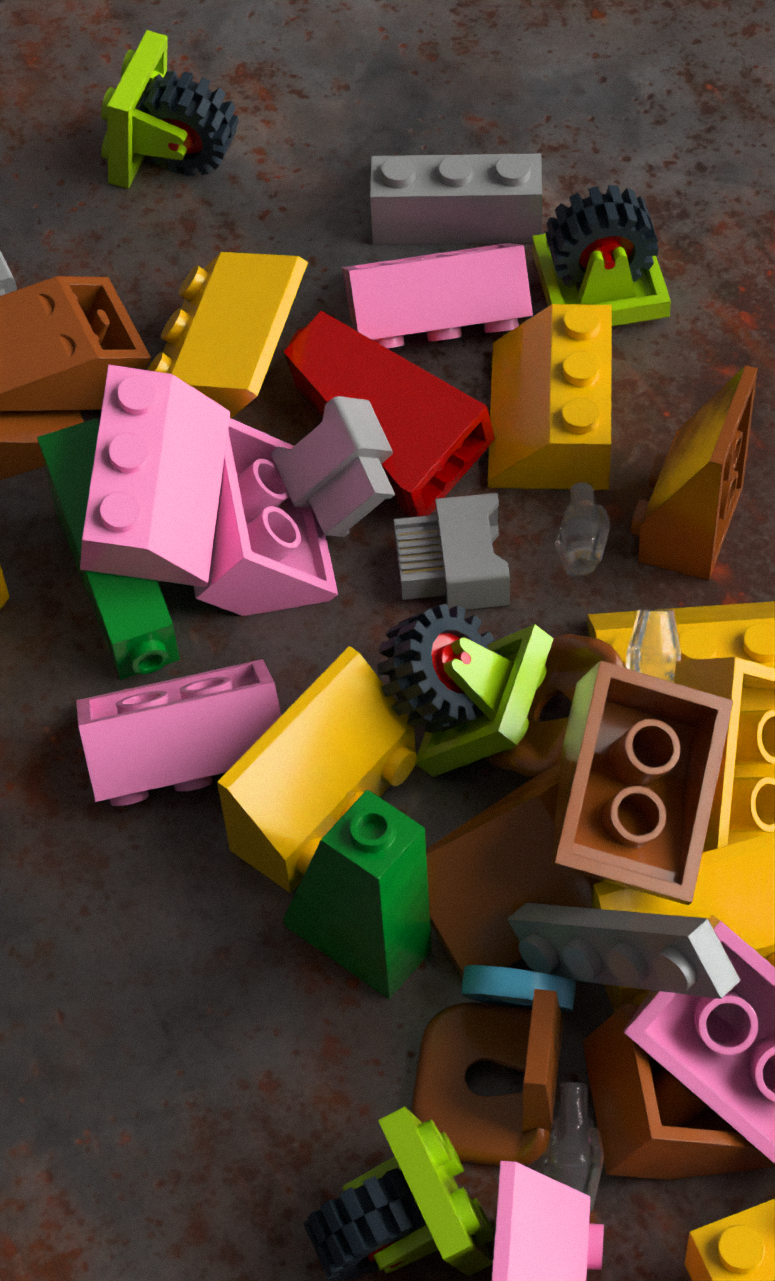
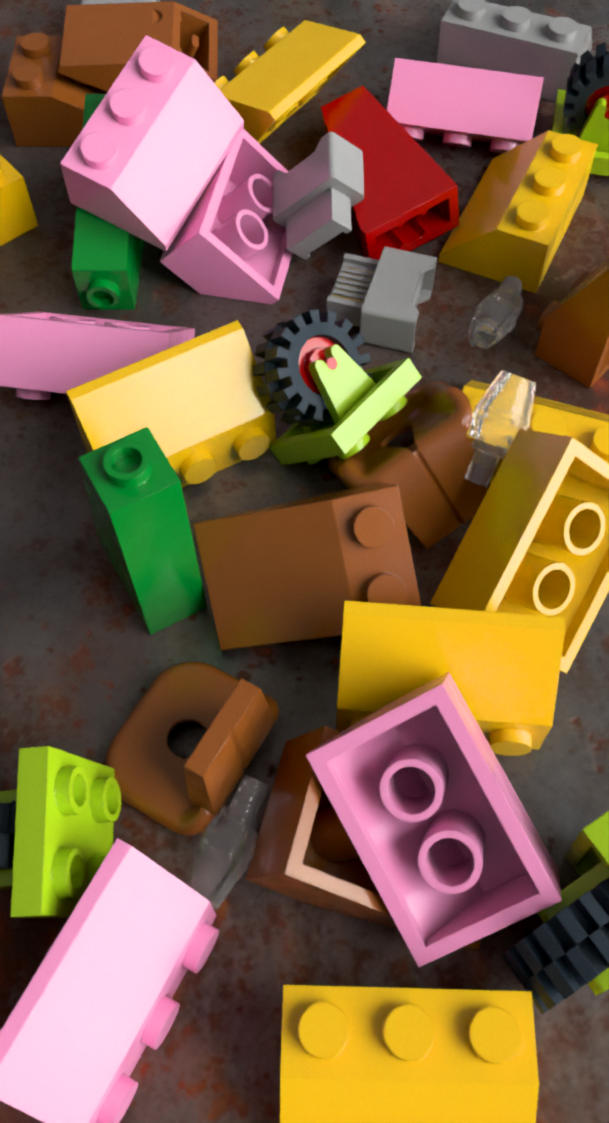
camera: 20 degrees right, 5 degrees up
(514, 986) = (238, 663): medium azure piece -> none
(625, 949) = (345, 680): light grey plate -> none
(638, 781) = (425, 520): dark orange slope -> none

